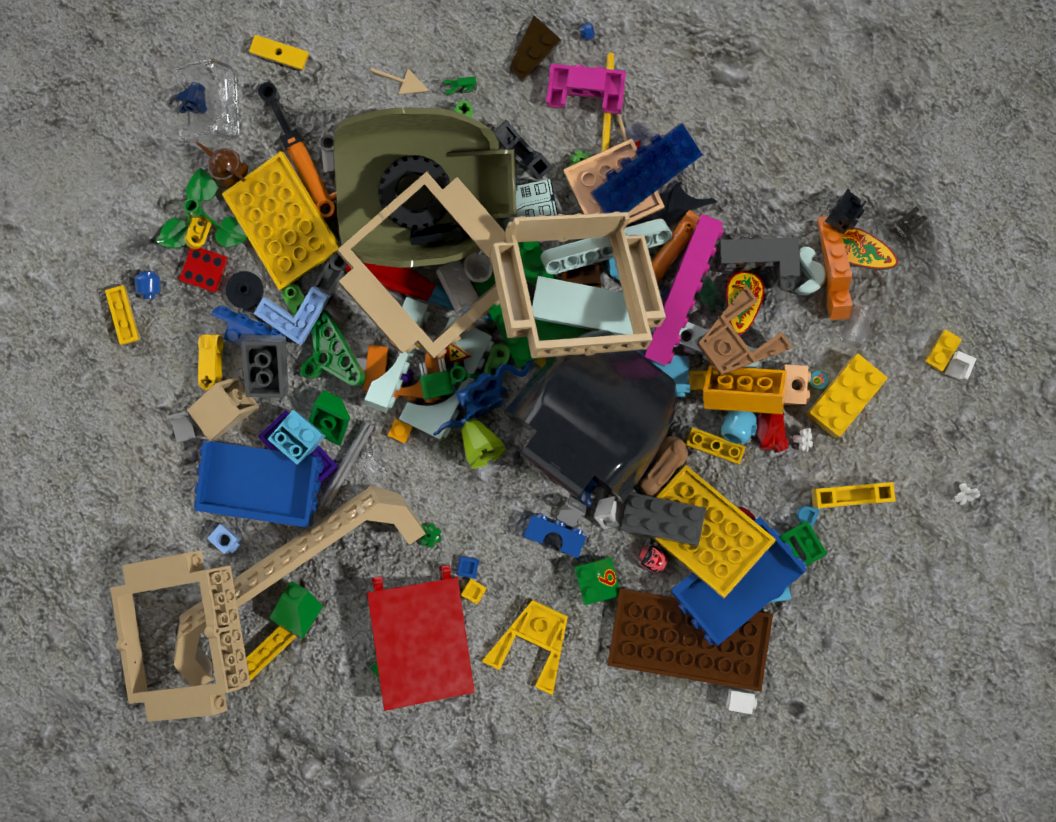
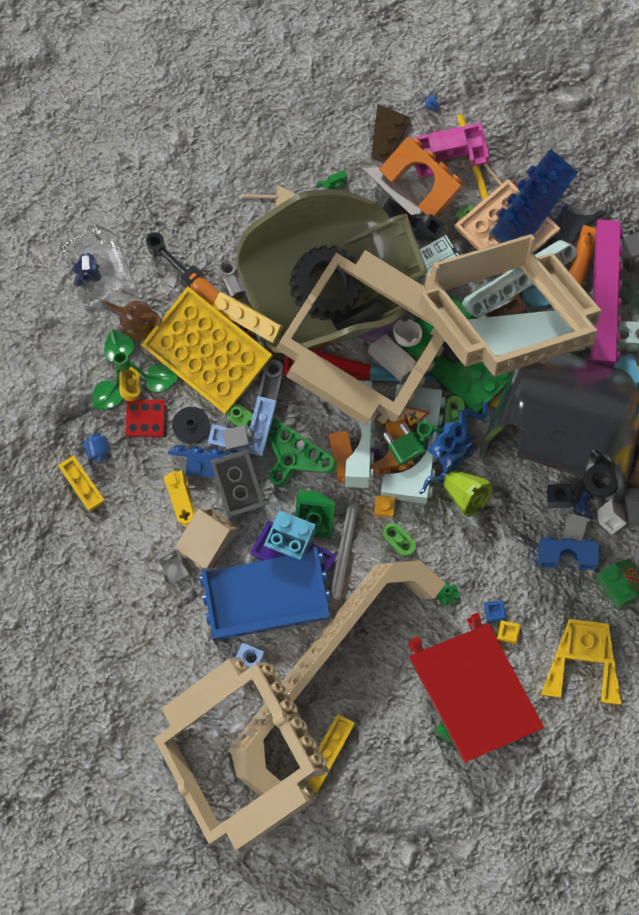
camera: 15 degrees left, 15 degrees down
(269, 49) = (142, 206): yellow tile -> none
(280, 321) = (238, 437): none -> light grey brick
(296, 610) = (343, 701): green slope -> none
(328, 202) = (248, 317): none -> yellow plate
(402, 469) = (400, 540): none -> bright green plate
(517, 113) = (395, 191): none -> white sticker
(568, 126) = (445, 186): none -> orange arch

